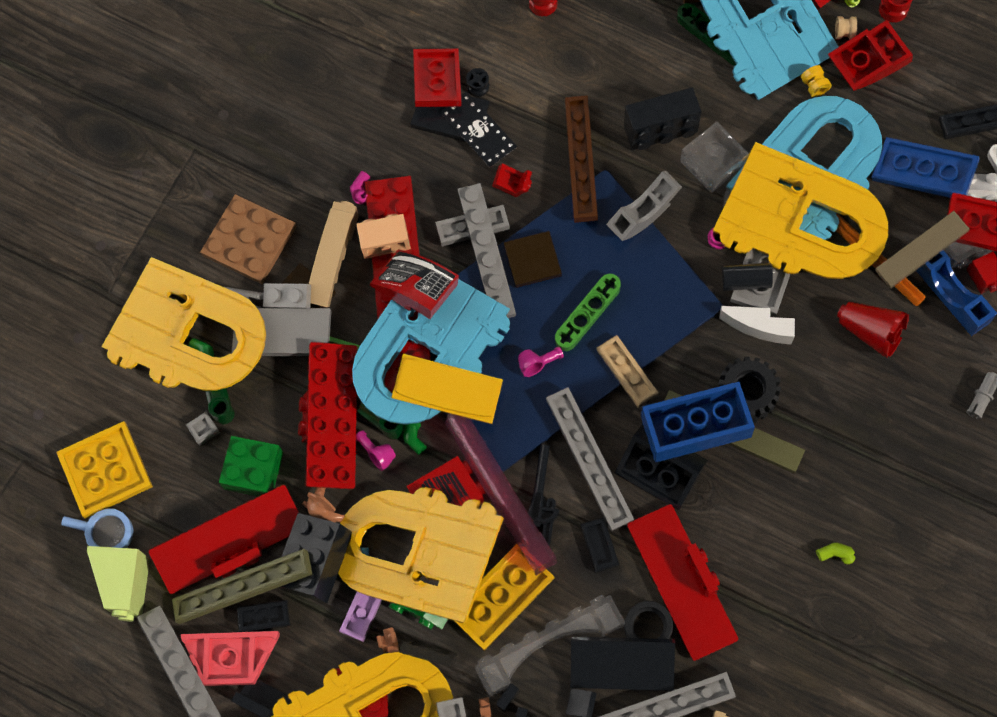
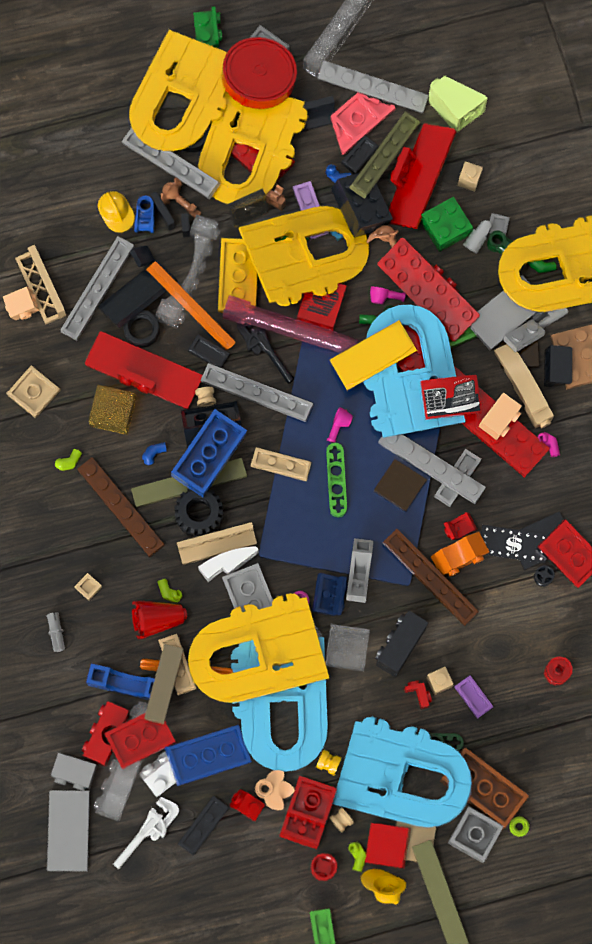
camera: 130 degrees right, 5 degrees up
(104, 469) = (529, 154): yellow plate -> none
(104, 528) = (493, 125): piece -> none
(181, 495) = (470, 176): none -> tan brick
(238, 427) = (478, 236): none -> light grey hinge
(284, 246) = (557, 365): none -> black panel
(308, 615) = (333, 174): none -> blue arm
(543, 157) = (460, 554): none -> orange brick
(581, 597) = (191, 305): none -> orange tile
(634, 38) = (473, 697): none -> medium lavender tile
(643, 499) = (205, 396): none -> tan wheel
(654, 68) = (439, 681): none -> tan brick
(680, 69) = (423, 696): none -> red bracket
(687, 217) = (329, 594): none -> dark blue bracket
(744, 491) = (151, 451): none -> blue arm
(745, 345) = (216, 543): none -> tan fence
(747, 276) = (259, 582): black brick -> none
(750, 564) = (112, 409): none -> clear yellow brick
(815, 658) = (33, 391): none -> tan tile
(820, 465) = (120, 507): none -> reddish brown plate
(840, 344) = (167, 593): none -> lime arm
(878, 289) = (184, 681): none -> tan tile
(882, 98) = (277, 790): none -> light nougat plate
(917, 411) = (88, 586): none -> tan plate
(923, 105) = (247, 804): none -> red bracket

